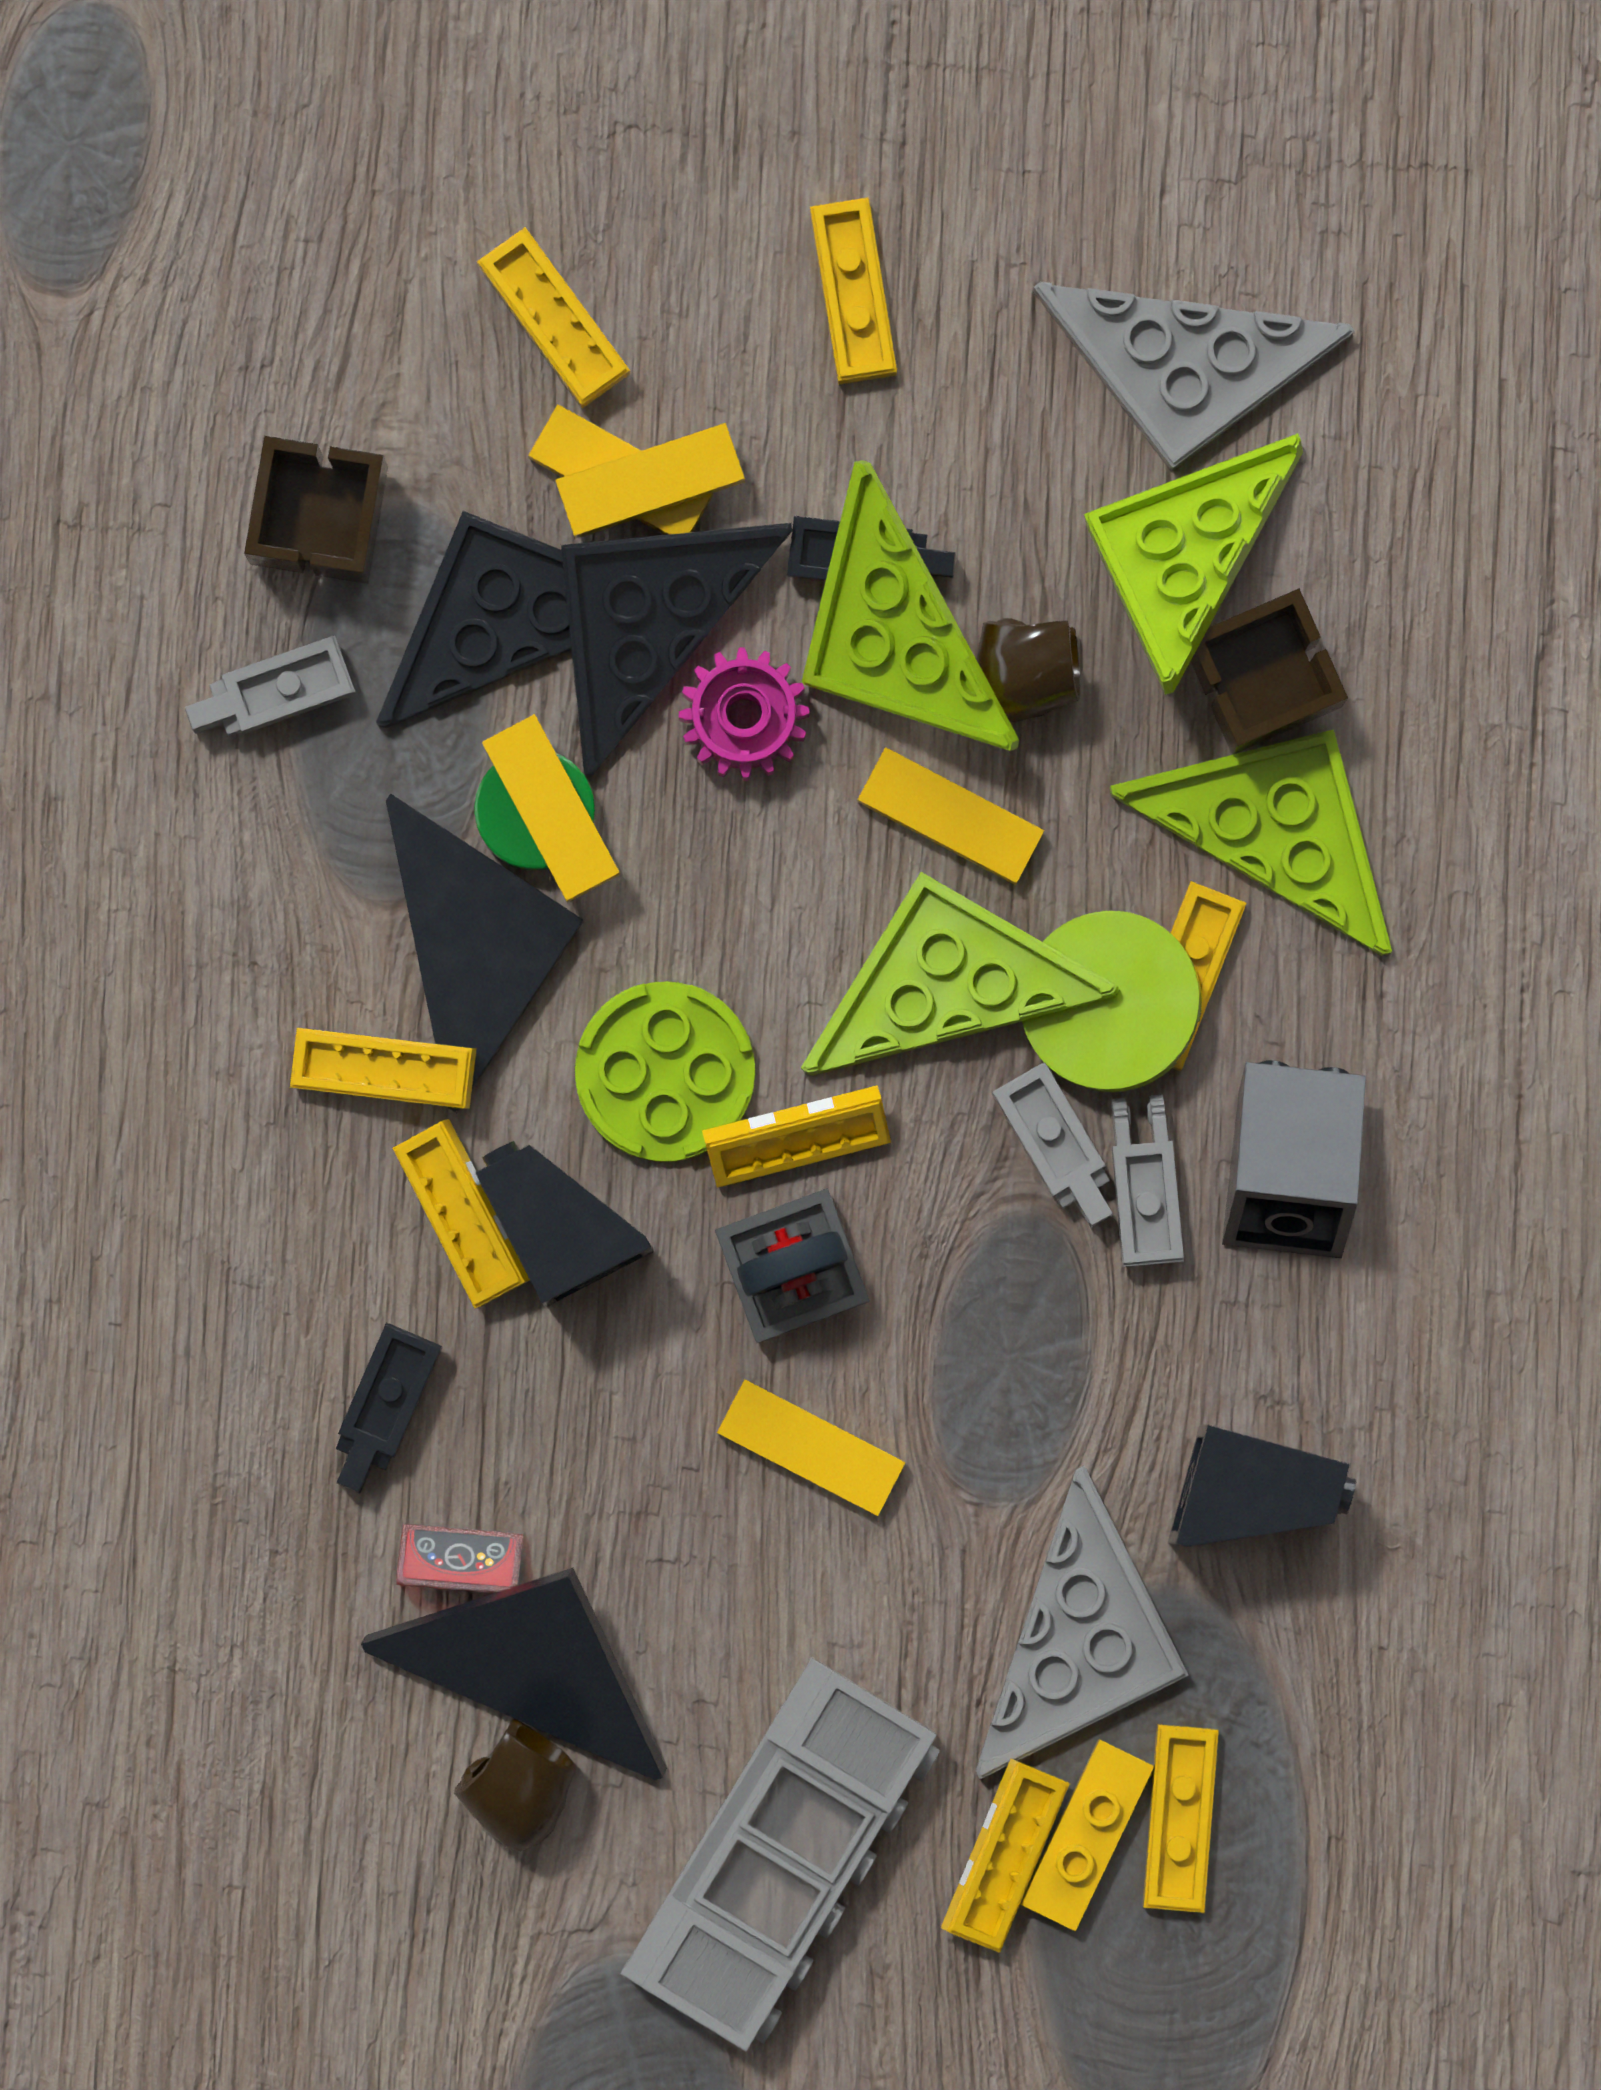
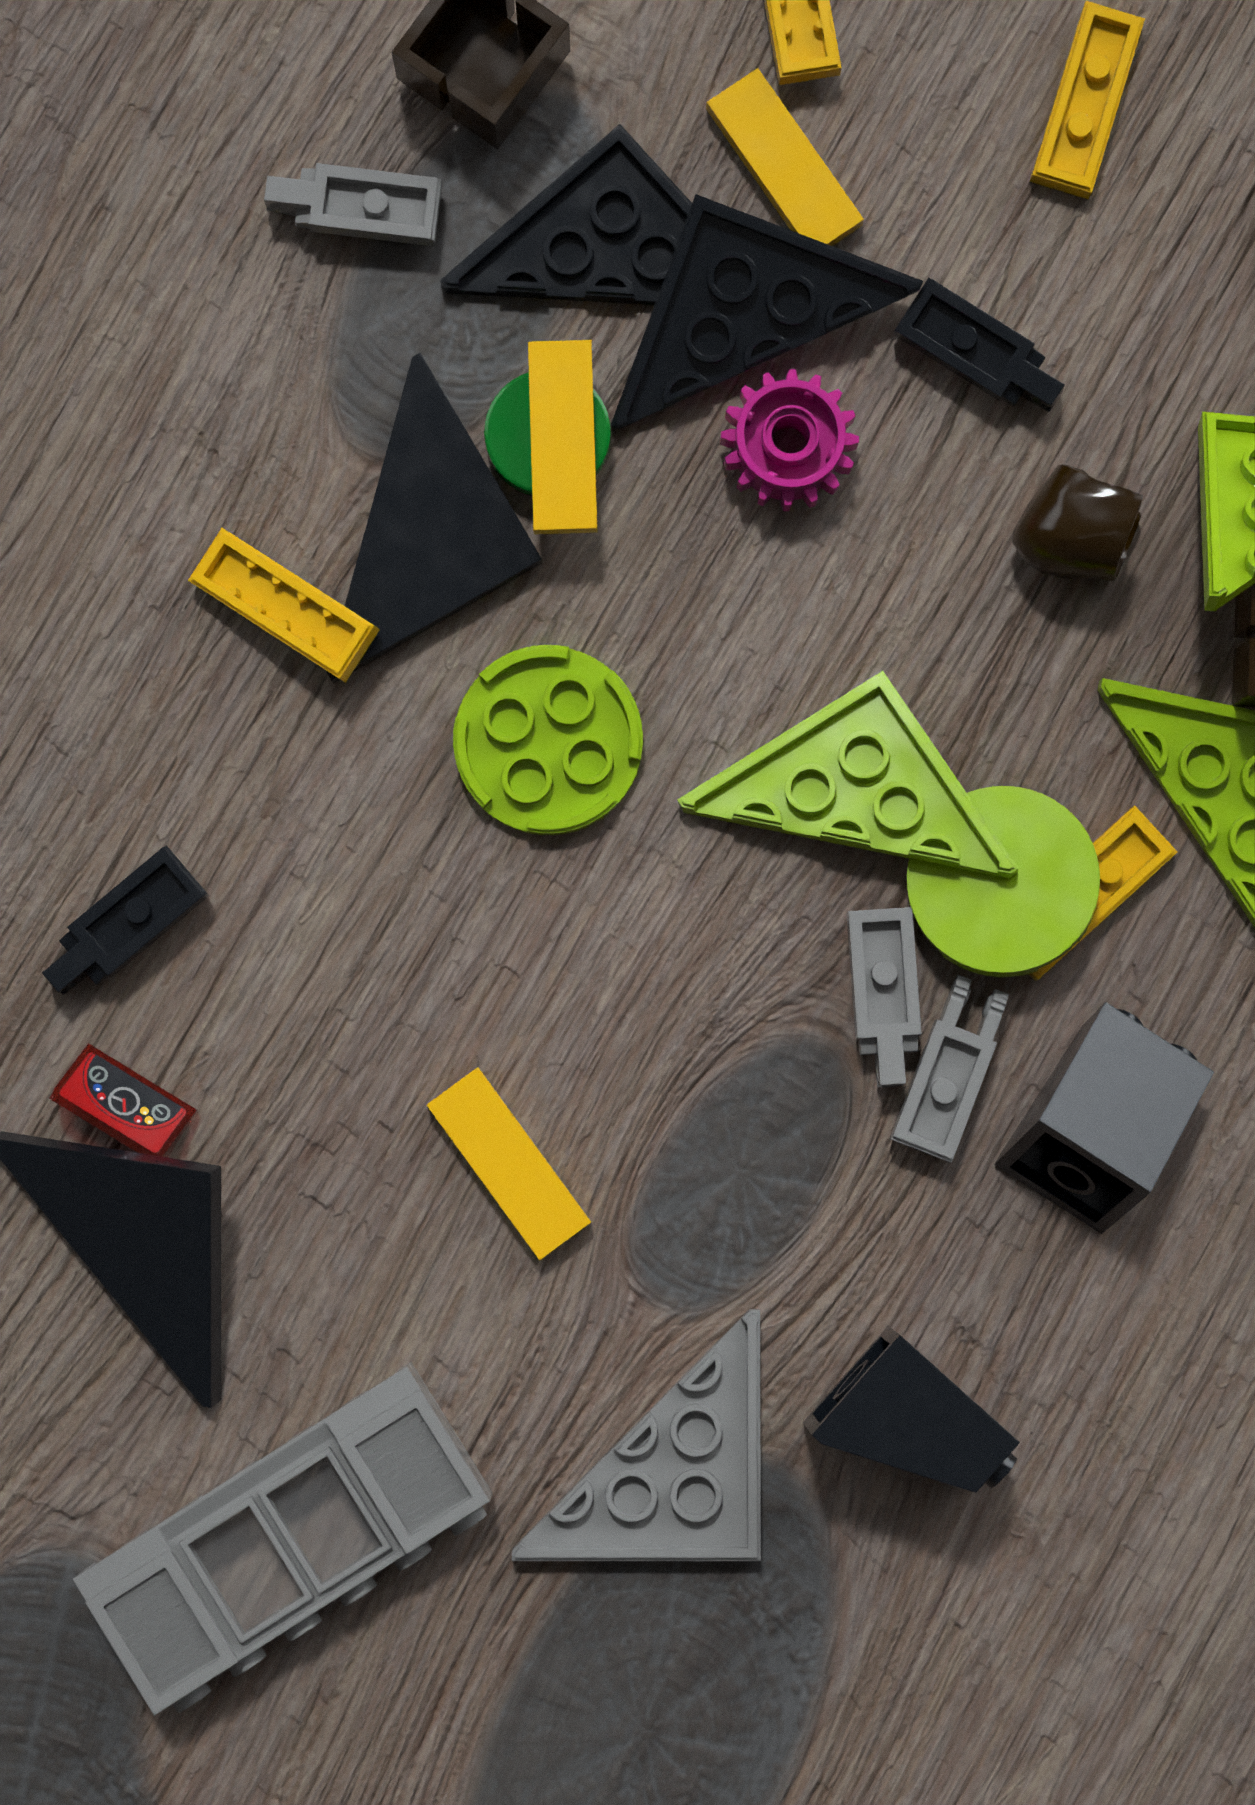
camera: 25 degrees right, 0 degrees up
(461, 1213) = (289, 778): yellow plate -> none
(518, 1787) = (68, 1349): dark brown piece -> none
(556, 1224) = (367, 830): black slope -> none
(650, 480) = (809, 178): yellow tile -> none
(792, 1265) = (576, 982): dark grey plate -> none
(797, 1136) = (641, 861): yellow plate -> none
(888, 631) = (967, 425): lime tile -> none
(950, 816) = (936, 632): yellow tile -> none
(1005, 1855) = (499, 1647): yellow plate -> none
(1087, 1834) = (587, 1665): yellow plate -> none
(1180, 1818) = (685, 1693): yellow tile -> none

